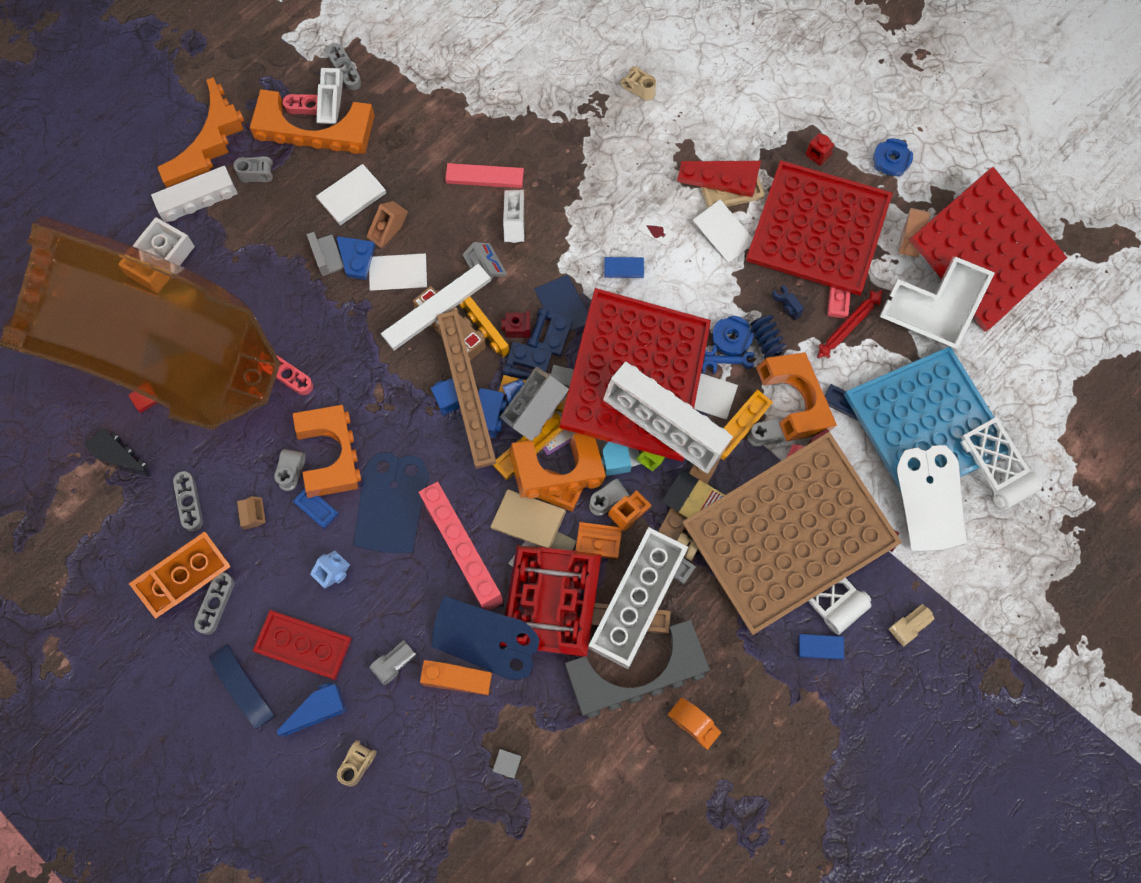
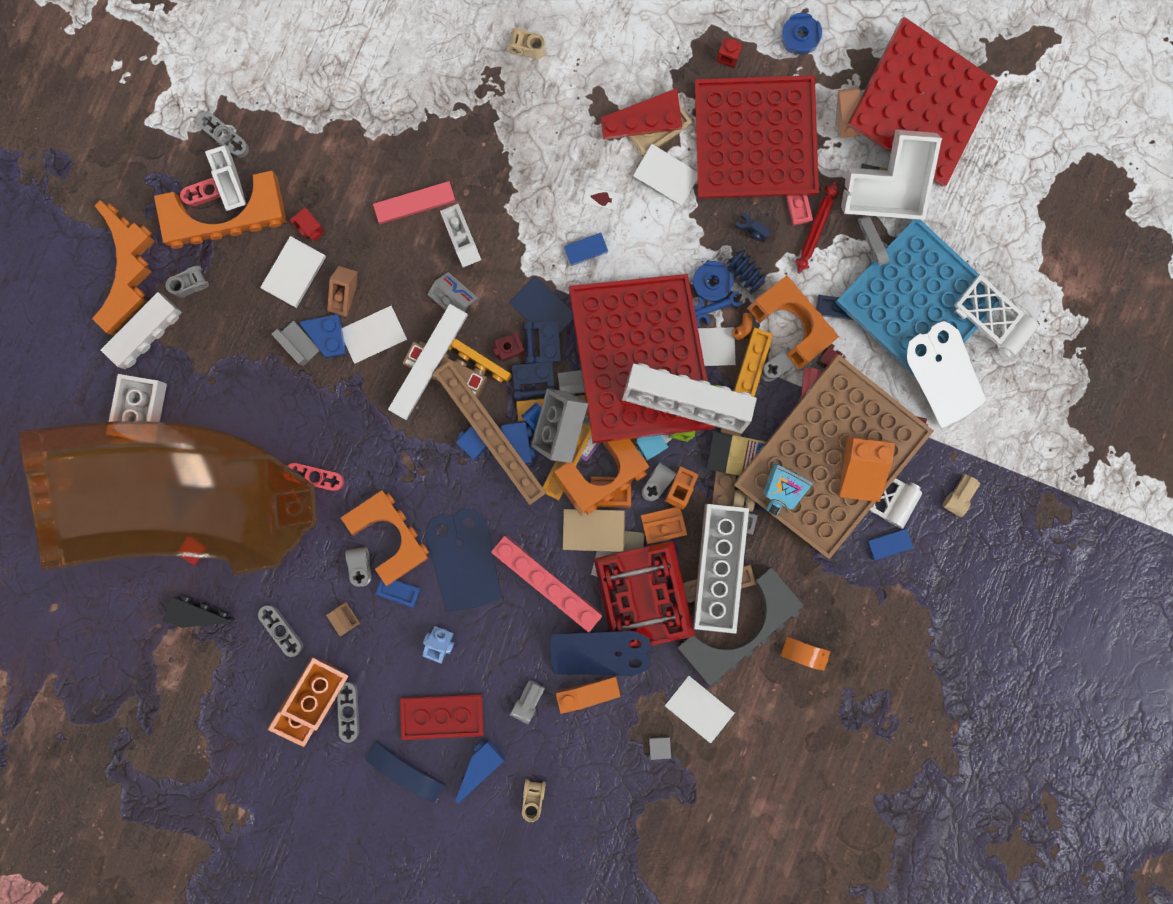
camera: 20 degrees left, 15 degrees up
(381, 159) = (307, 225): none -> red brick
(563, 741) = (699, 709): none -> white sticker
(731, 541) = (784, 488): none -> medium azure torso
(747, 389) = (745, 328): none -> orange arm
(819, 552) = (865, 468): none -> orange slope
(900, 351) = (873, 240): none -> light grey beam

